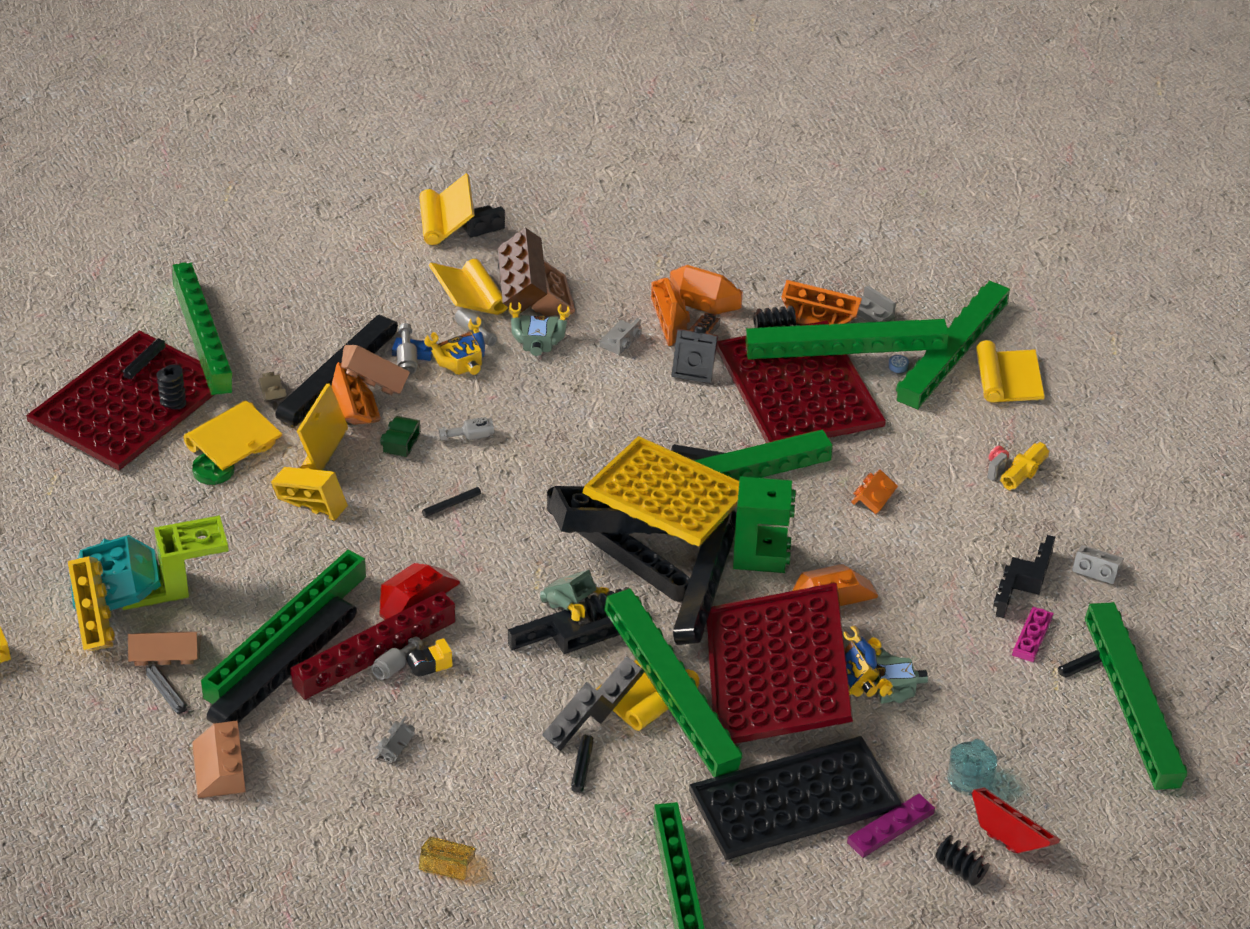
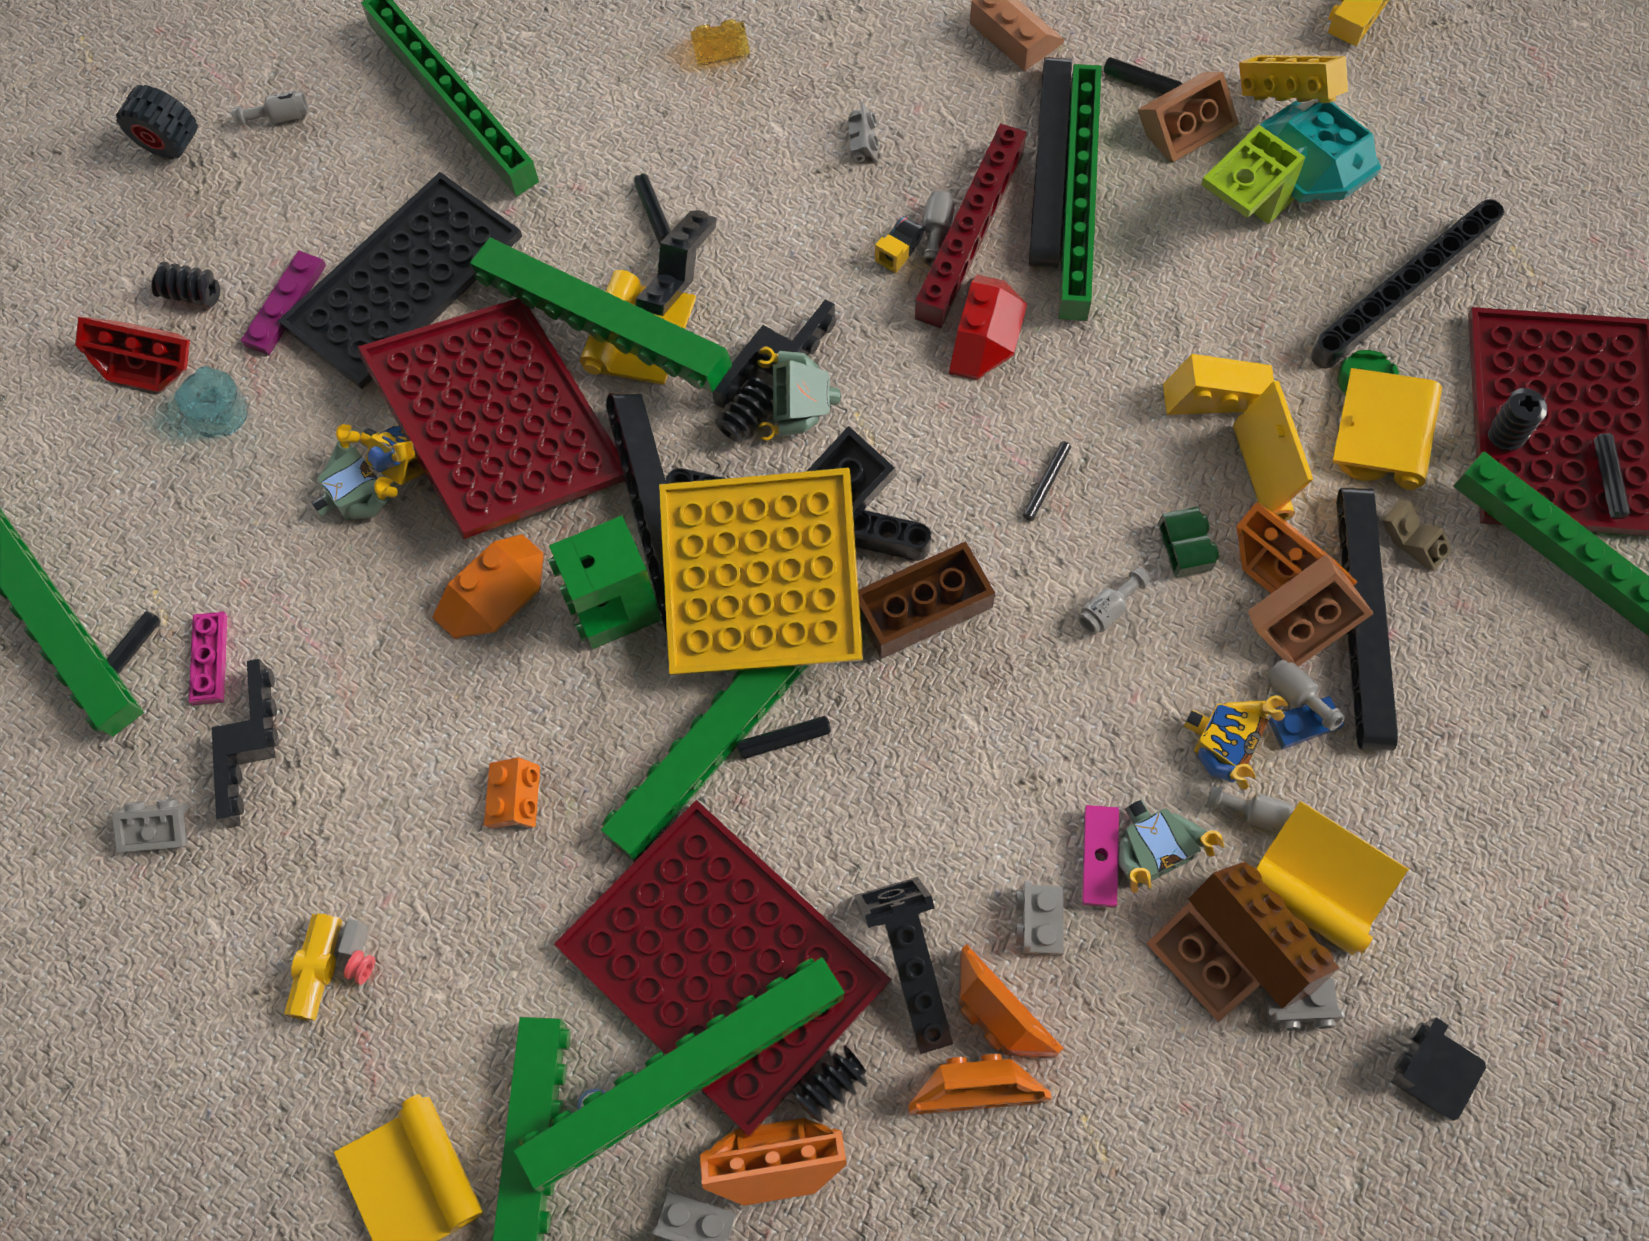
camera: 155 degrees right, 25 degrees up
(137, 494) = (1406, 284): none -> black beam
(446, 211) = (1502, 1040): yellow door -> none
(569, 463) = (924, 599): none -> reddish brown brick
(570, 342) = (1102, 837): none -> dark pink tile

